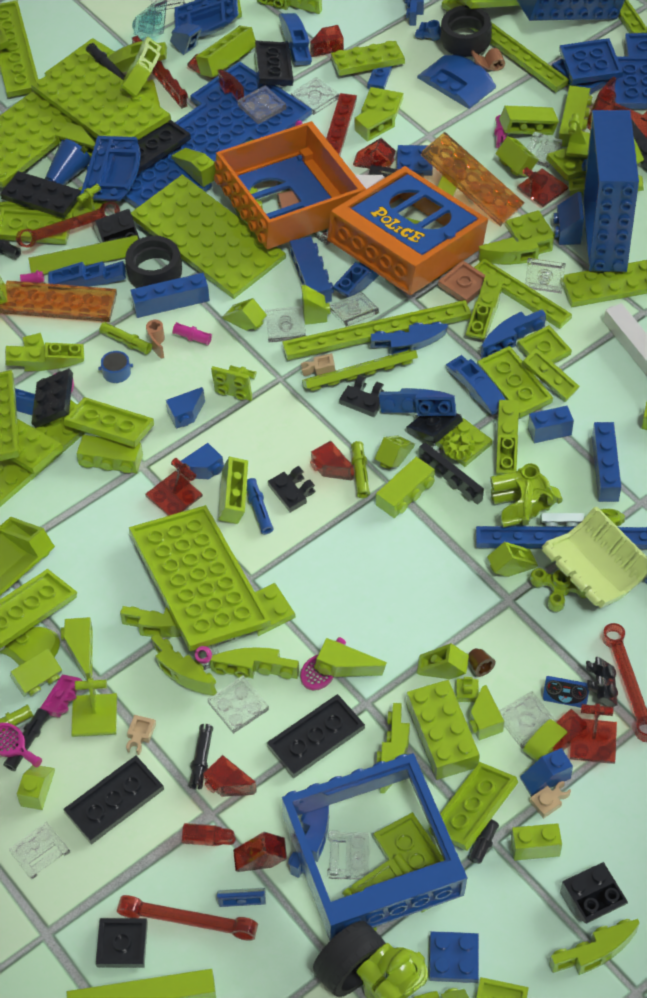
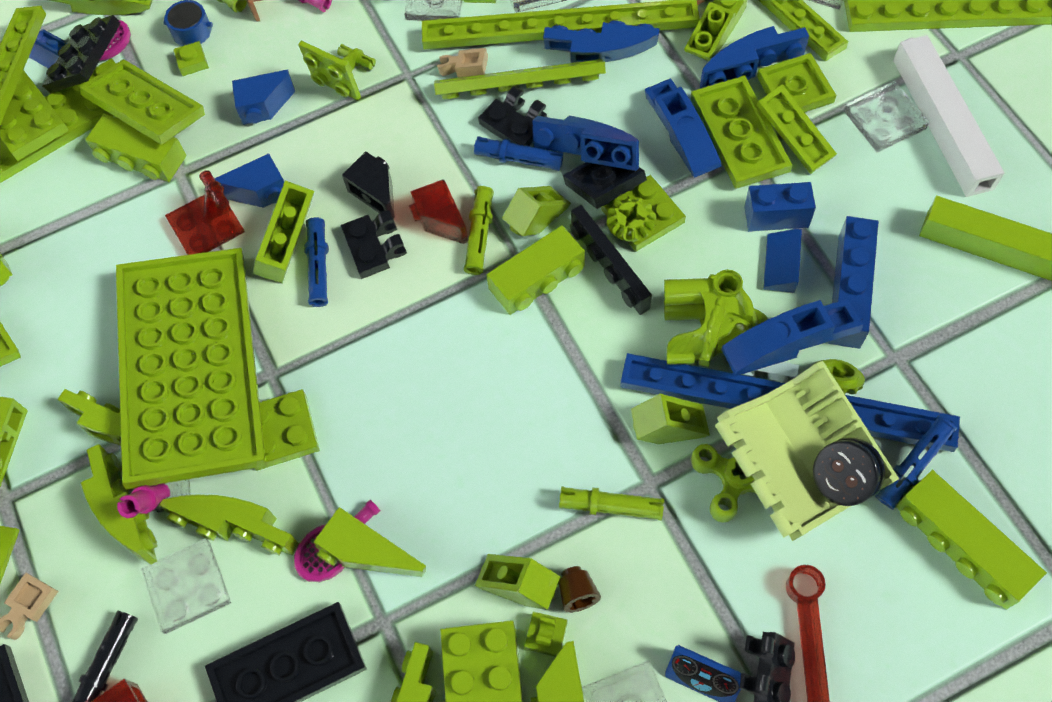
camera: 15 degrees right, 10 degrees up
(124, 390) = (191, 58): none -> lime plate
(280, 451) = (371, 182): none -> black slope
(362, 417) = (517, 153): none -> blue pin
(487, 612) = (611, 503): none -> lime pin
(507, 436) = (708, 217): lime slope -> none
(560, 457) = (782, 261): none -> blue slope
(572, 495) = (789, 332): none -> blue slope
(606, 358) = (886, 116): none -> clear plate
(625, 566) = (848, 471): none -> black head

